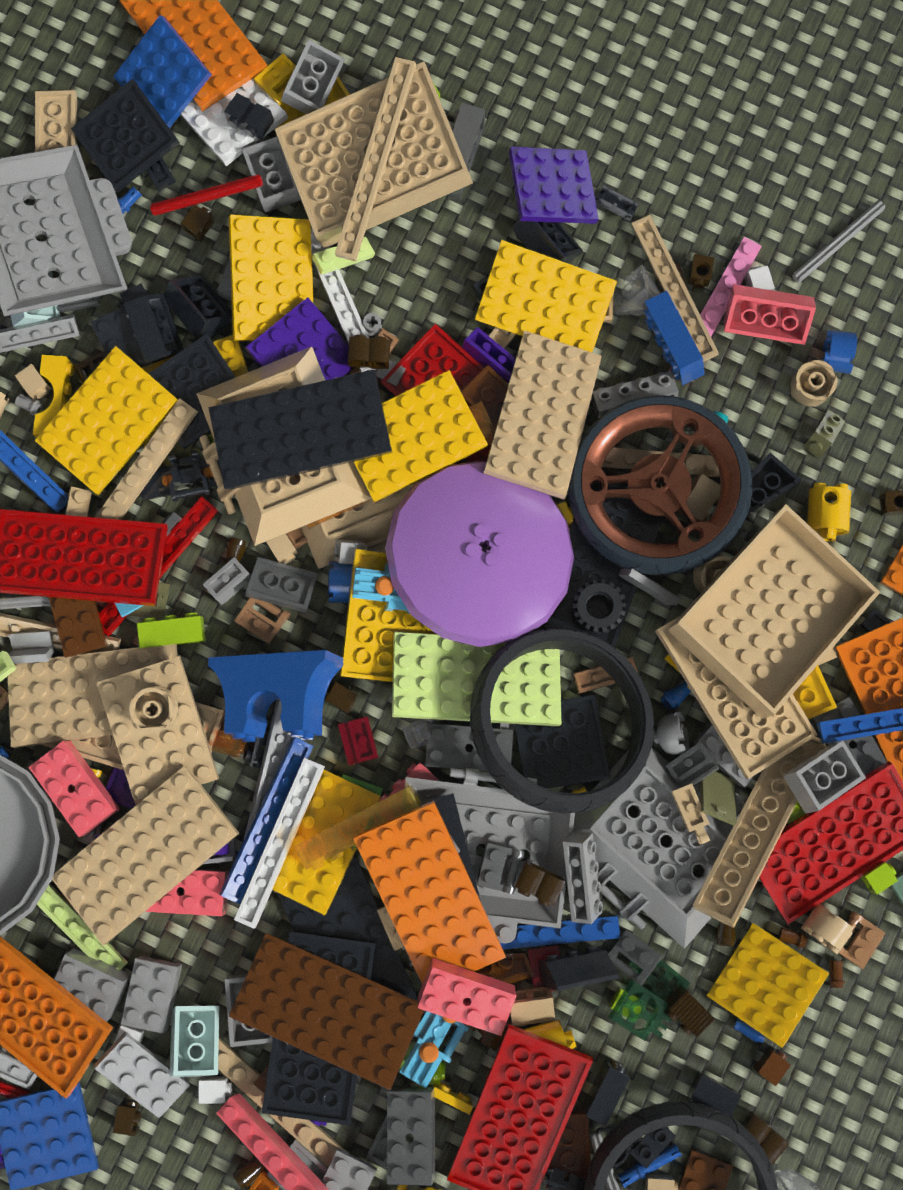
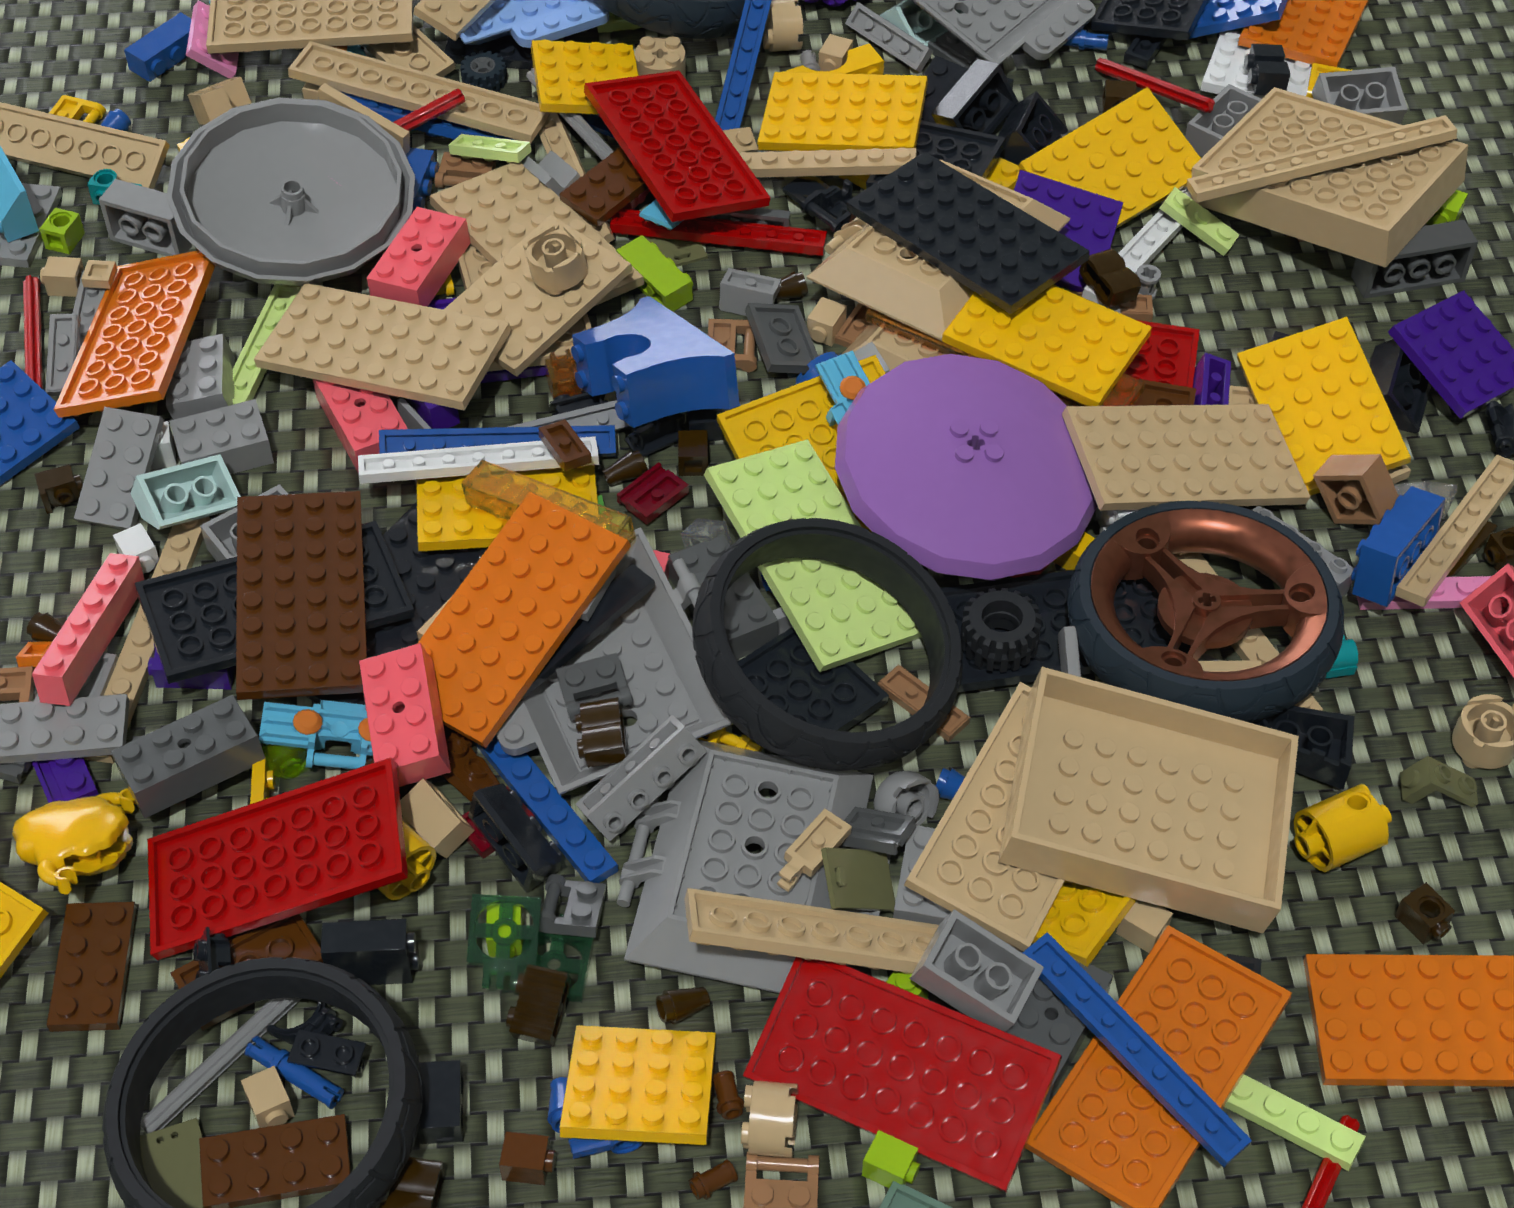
camera: 60 degrees right, 30 degrees down
(308, 785) = (564, 445): none -> reddish brown plate
(328, 744) = (625, 468): none -> dark brown cone
(620, 328) = (1356, 488): none -> medium nougat brick

